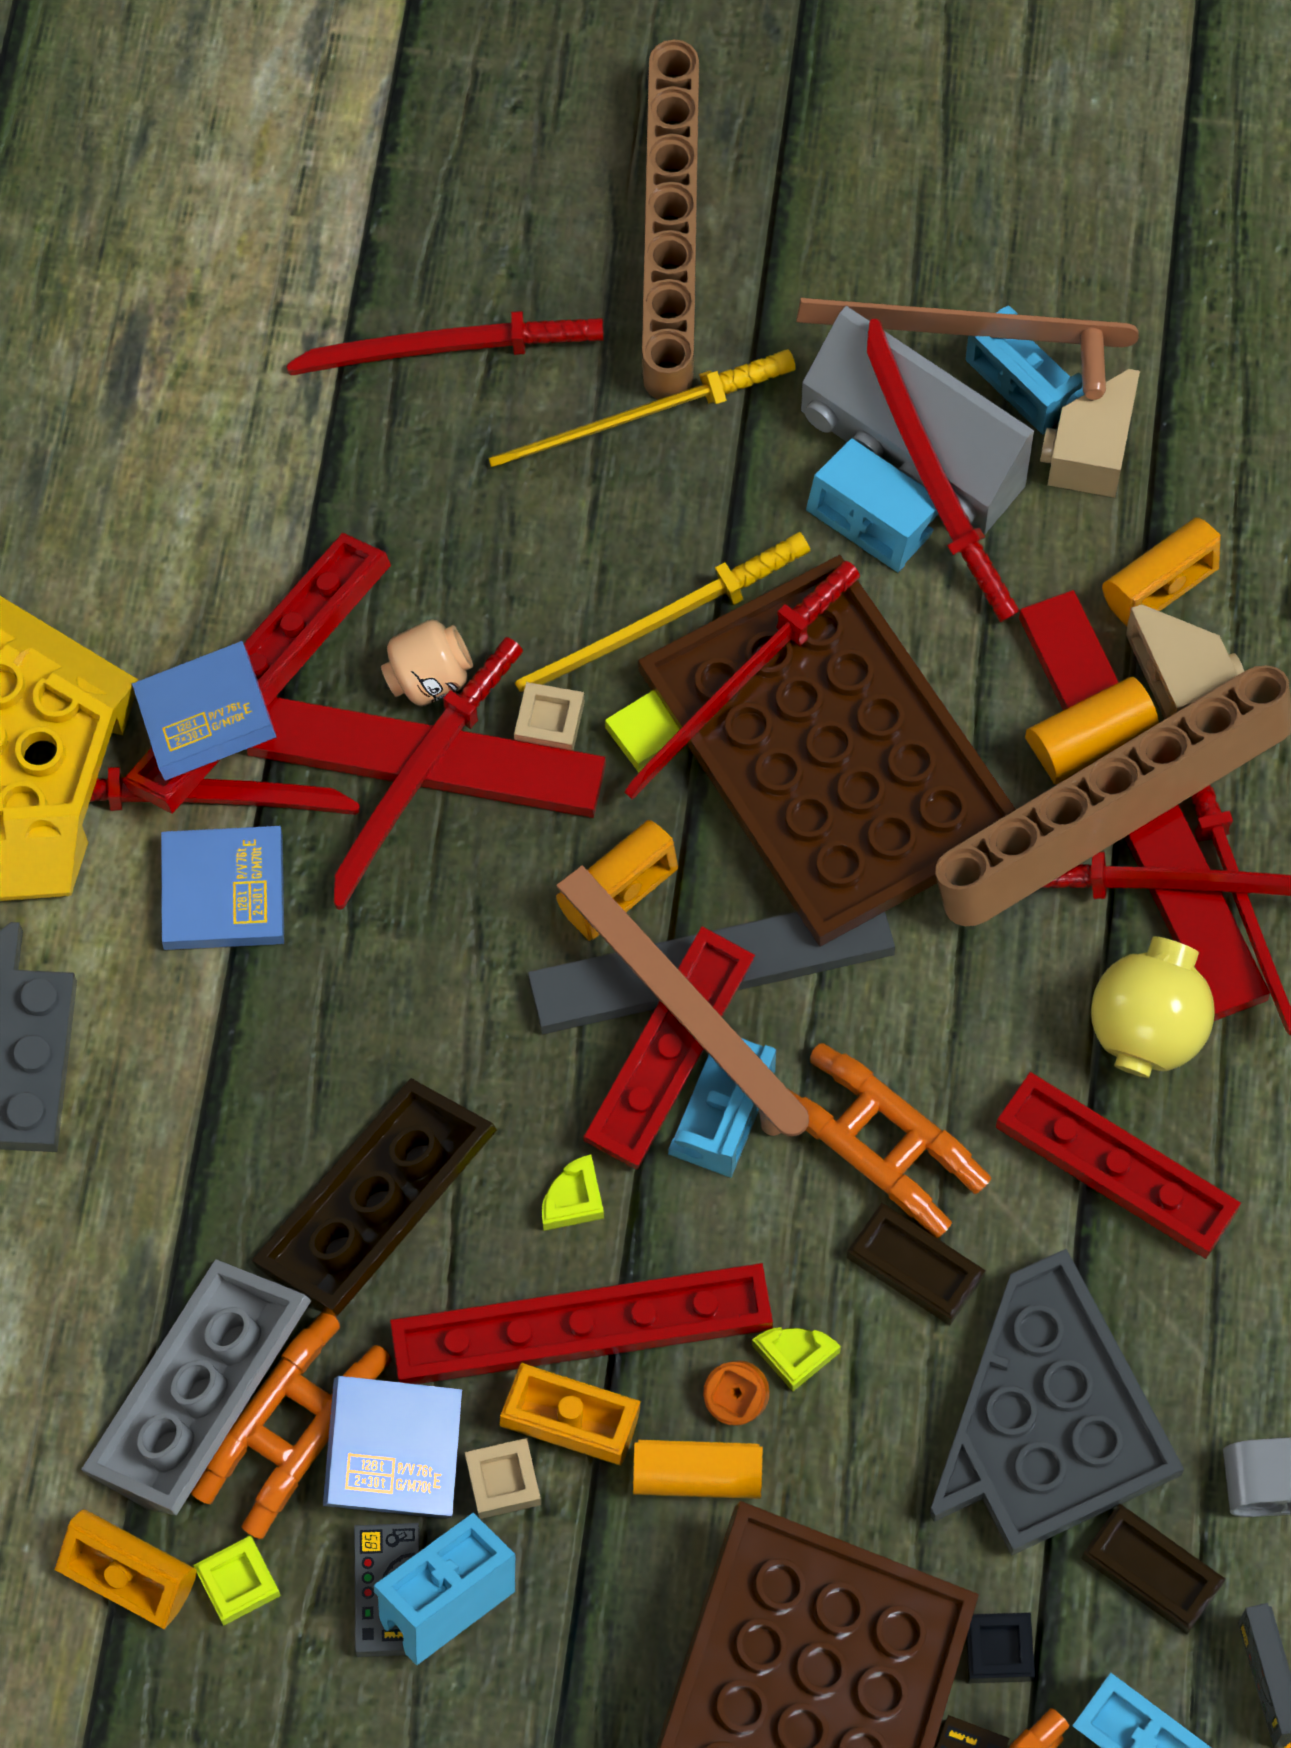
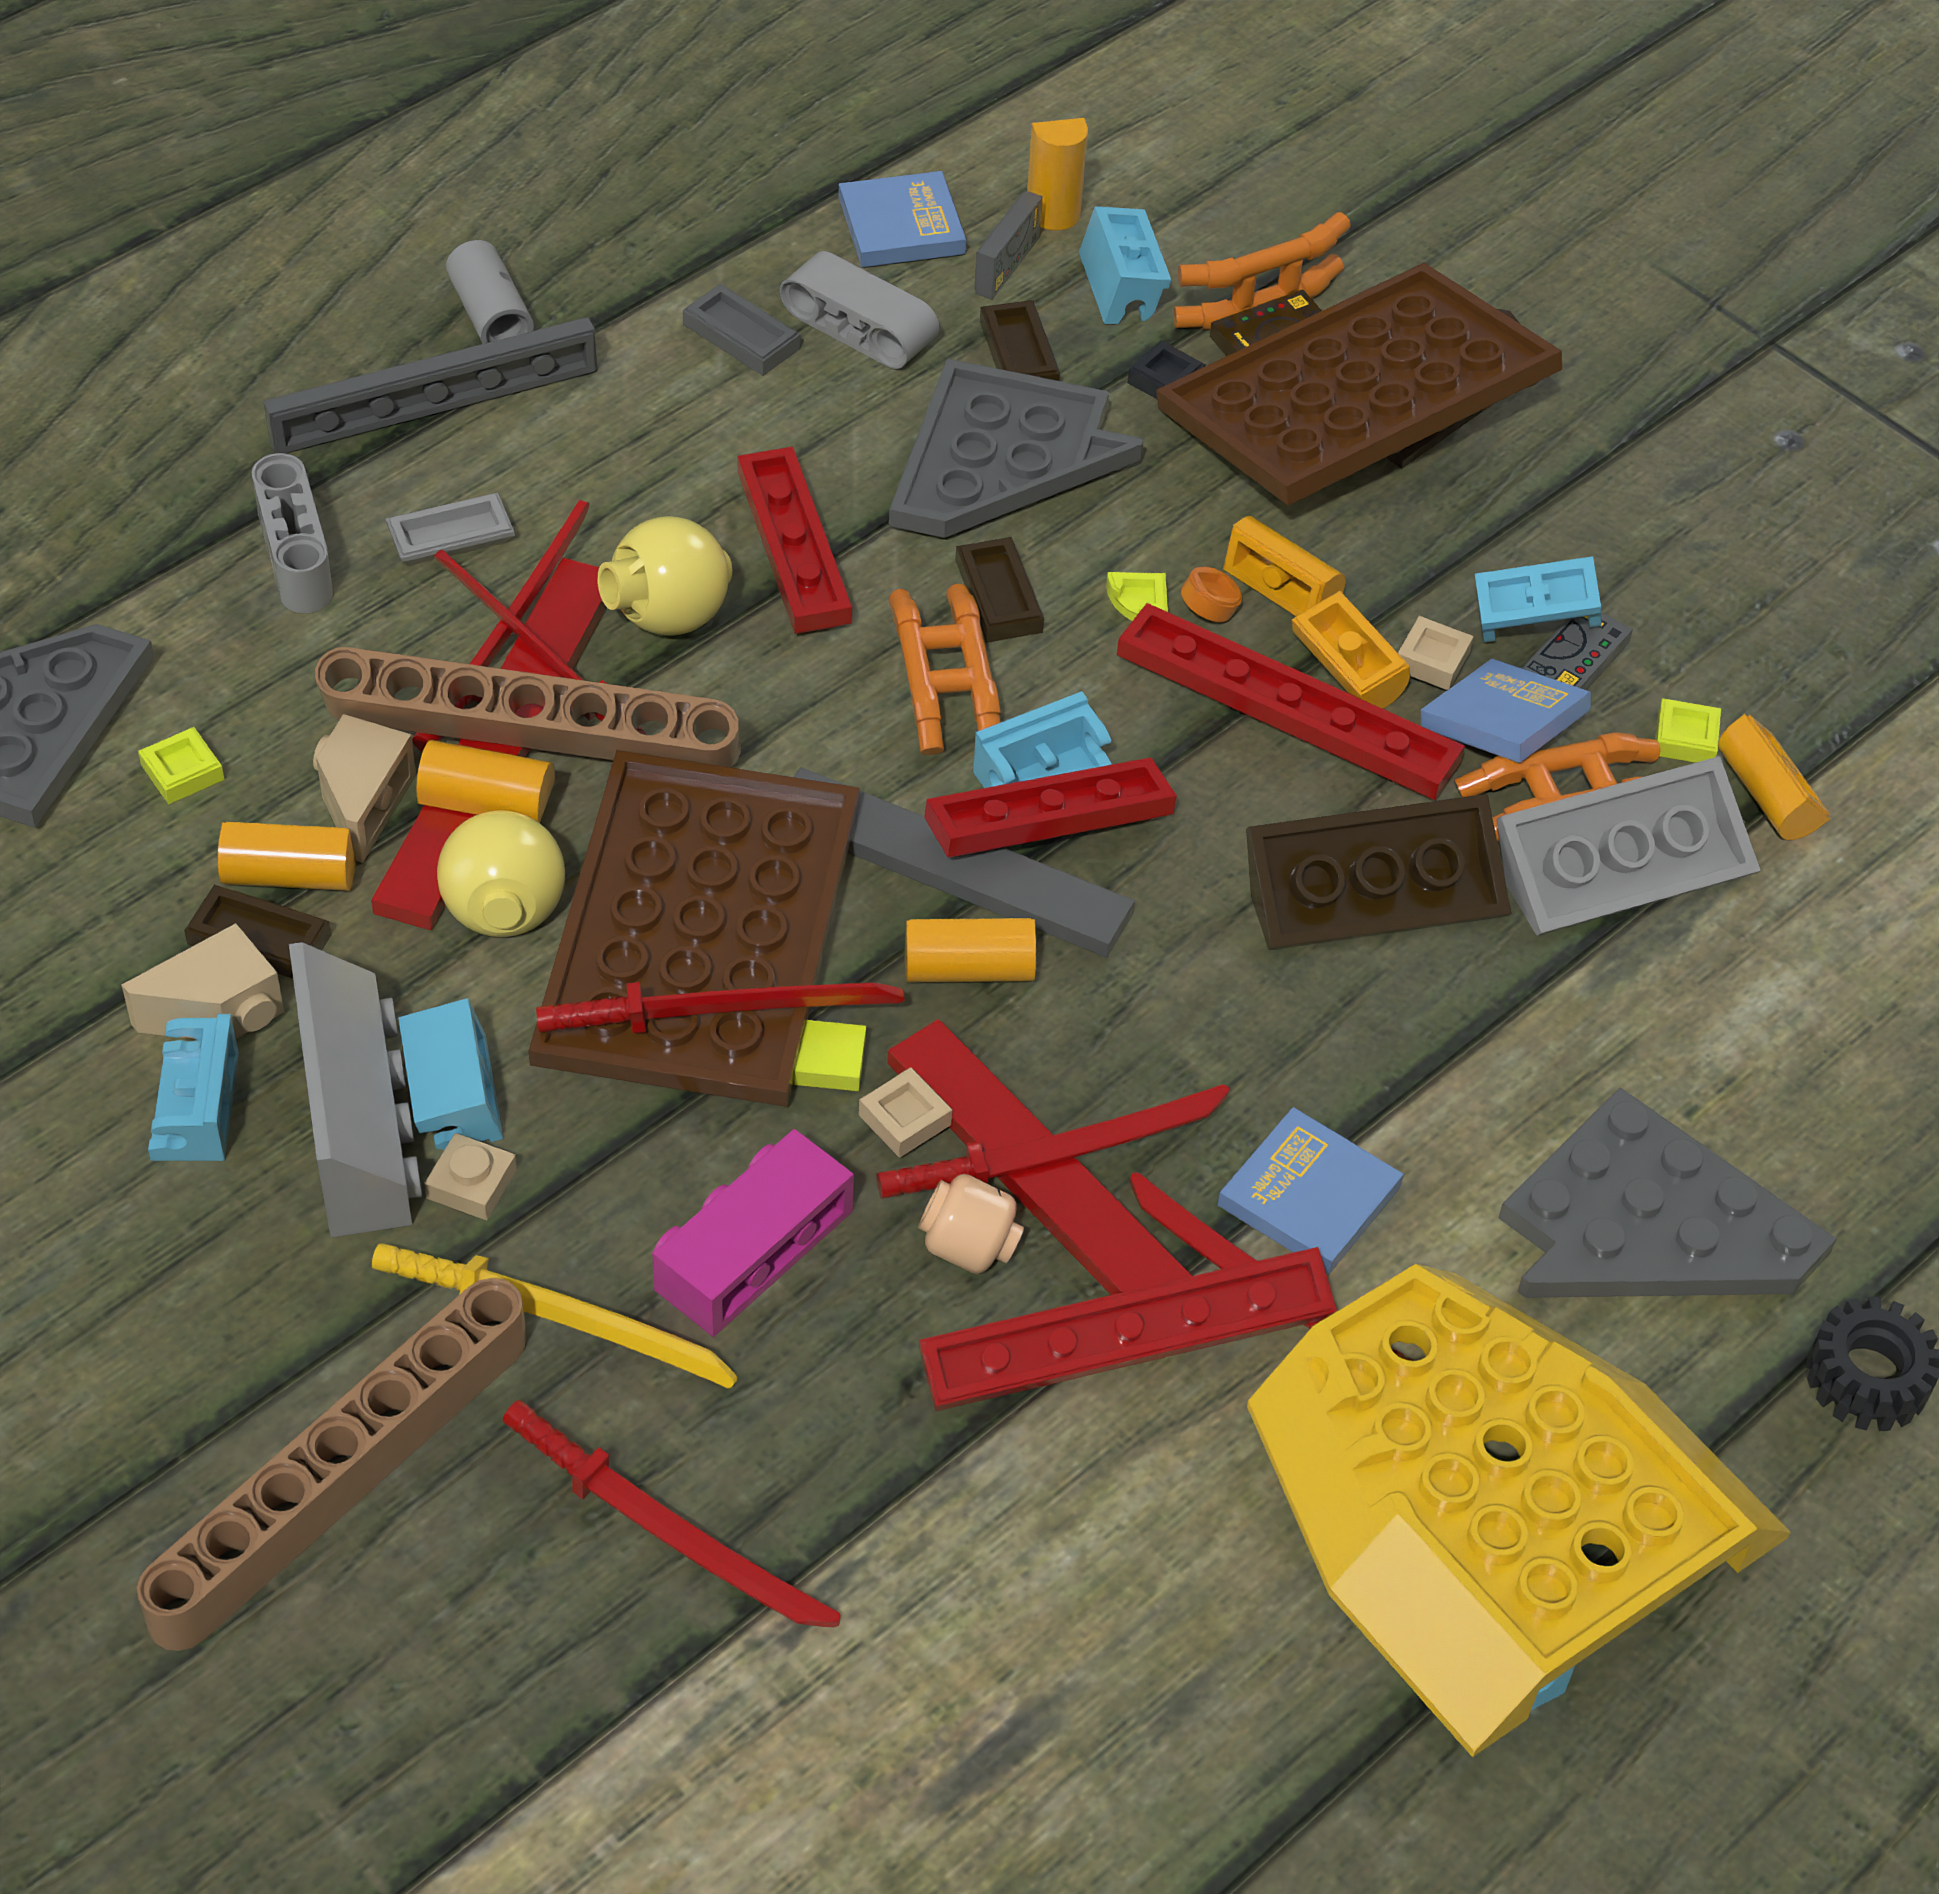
camera: 145 degrees left, 15 degrees down
(203, 710) = (1219, 1297): medium blue tile -> none
(568, 549) = (752, 1231): none -> dark pink brick
(573, 1196) = (1215, 790): neon yellow tile -> none
(728, 582) = (641, 1113): yellow sword -> none
(776, 1104) = (1019, 803): nougat piece -> none
(791, 459) = (470, 1176): none -> tan plate
(946, 502) = (412, 987): red sword -> none
(1001, 666) = (501, 873): none -> light yellow brick
(1088, 333) = (141, 1022): nougat piece -> none
(1125, 517) = (264, 923): none -> dark brown tile

